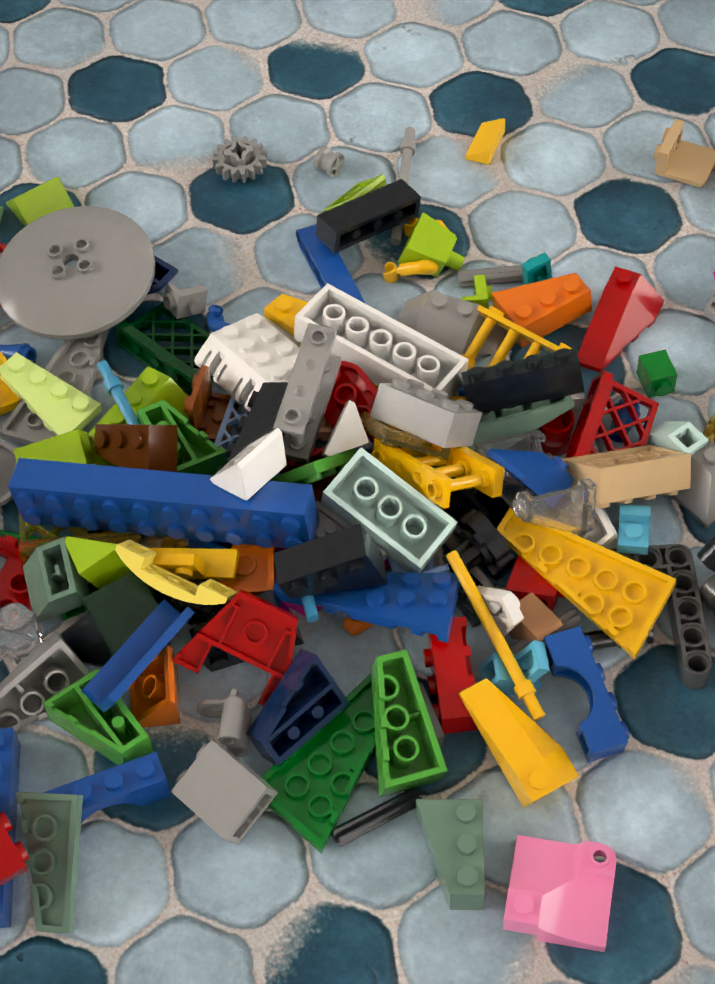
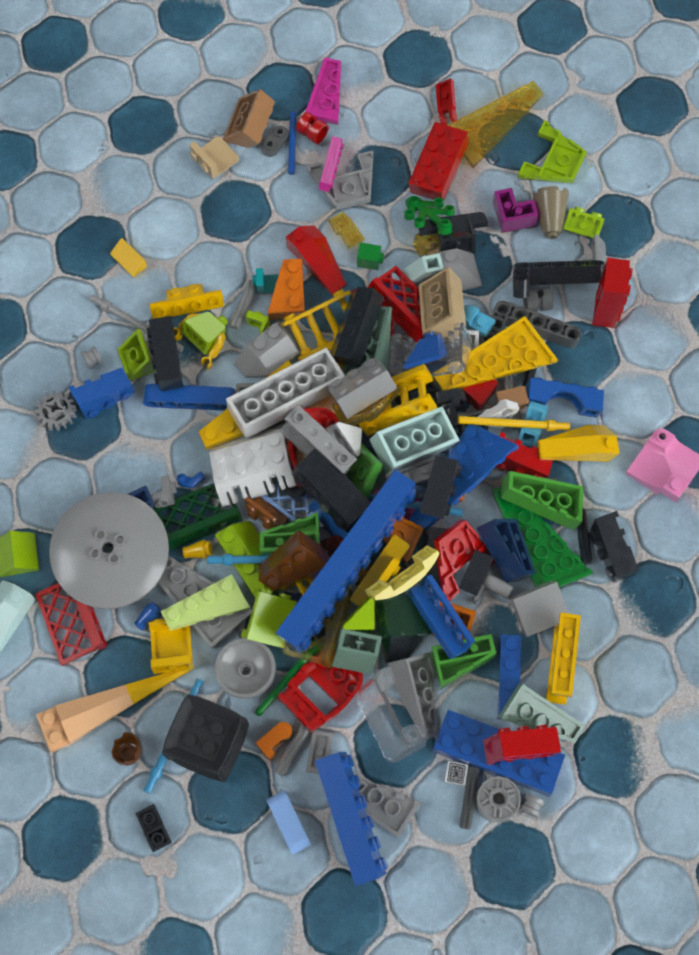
camera: 65 degrees left, 15 degrees up
(126, 367) = (198, 550): none -> yellow cone
(150, 847) = (563, 658): none -> yellow fence
(235, 676) = (476, 572): none -> black slope
(253, 466) = (365, 497): white slope -> none
(283, 186) = (102, 393): none -> blue wedge
(375, 859) = (613, 548): none -> black wedge
(457, 848) = (628, 502): sand green wedge -> none
(462, 216) = (186, 301): none -> yellow bracket
(679, 333) = (347, 229): none -> clear yellow slope

